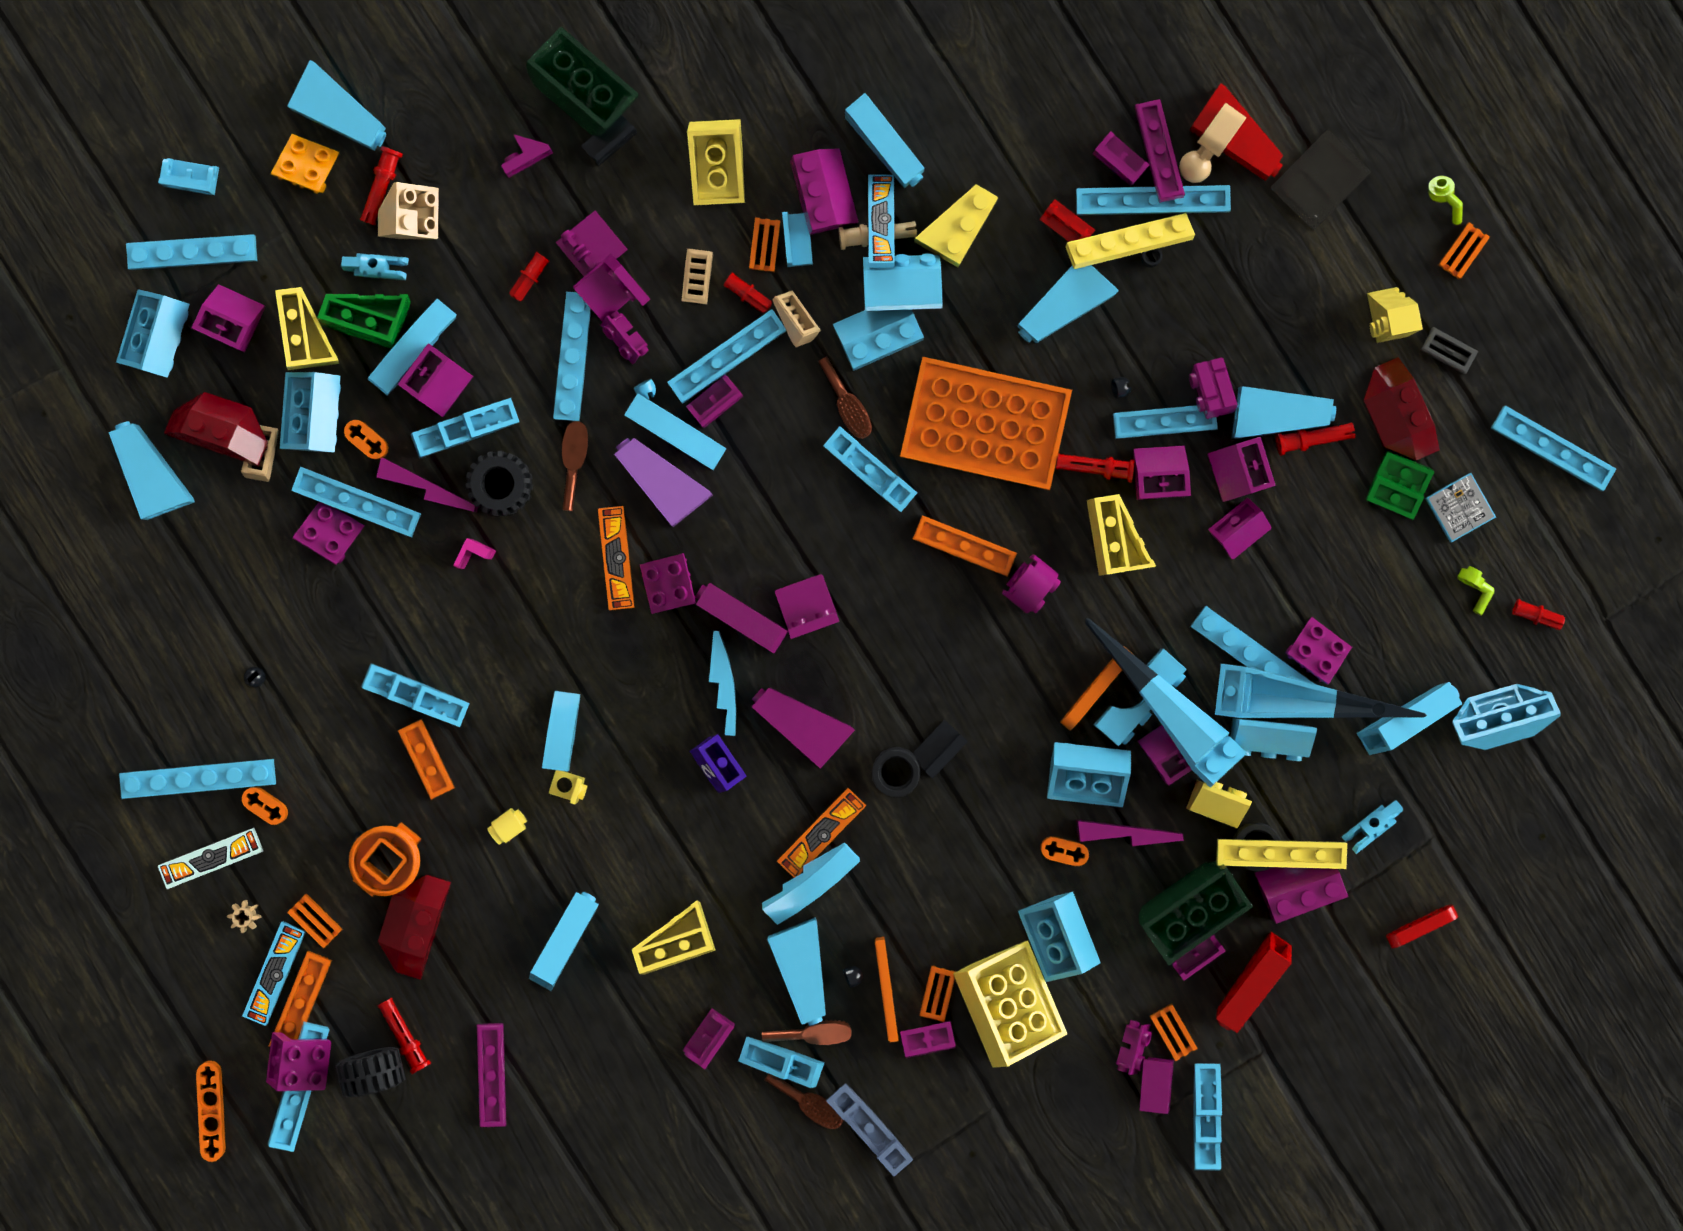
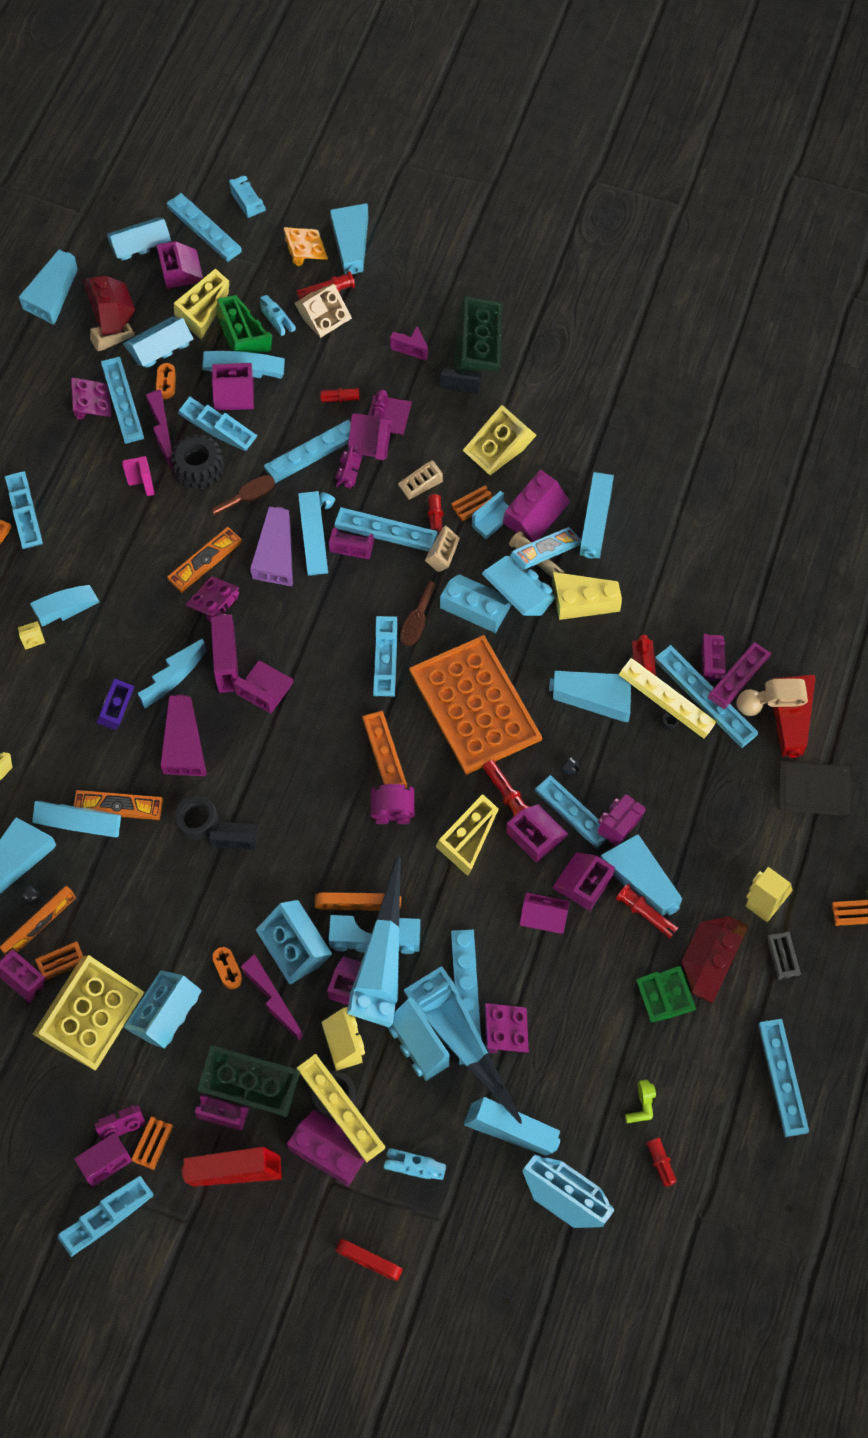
camera: 55 degrees right, 25 degrees down
(1460, 507) = (687, 1047): tile -> none

